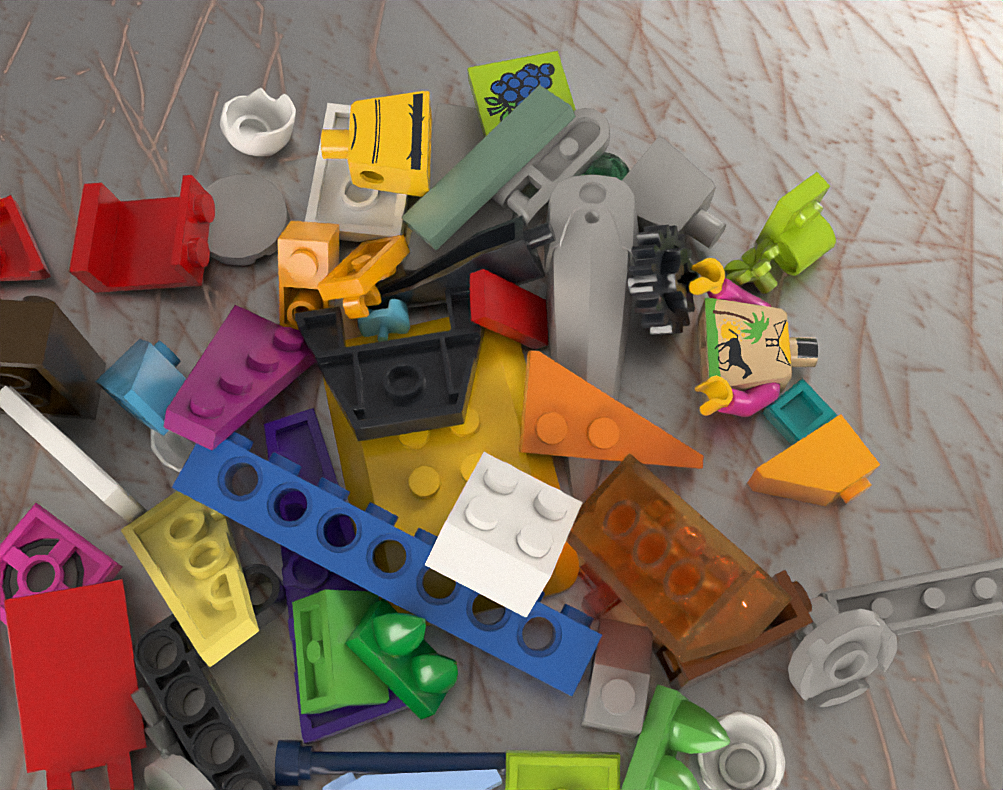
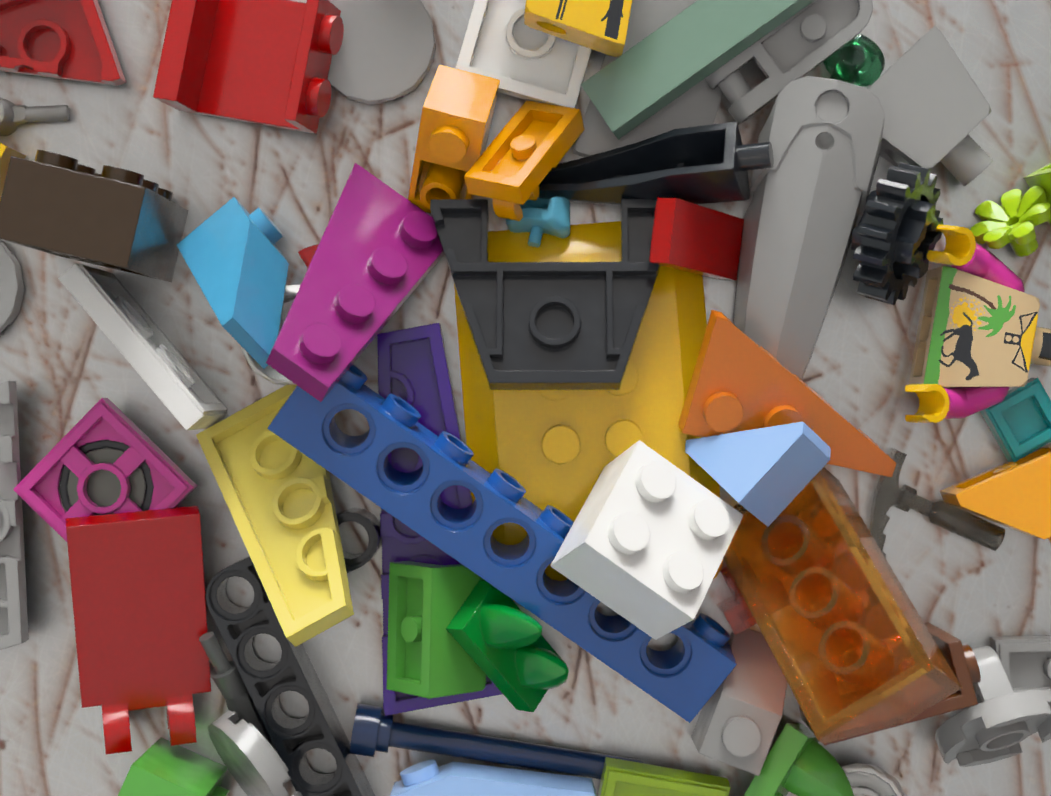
camera: 10 degrees right, 20 degrees up
(591, 462) = (762, 465): none -> light blue slope
(750, 497) = (939, 513): none -> clear smoke piece

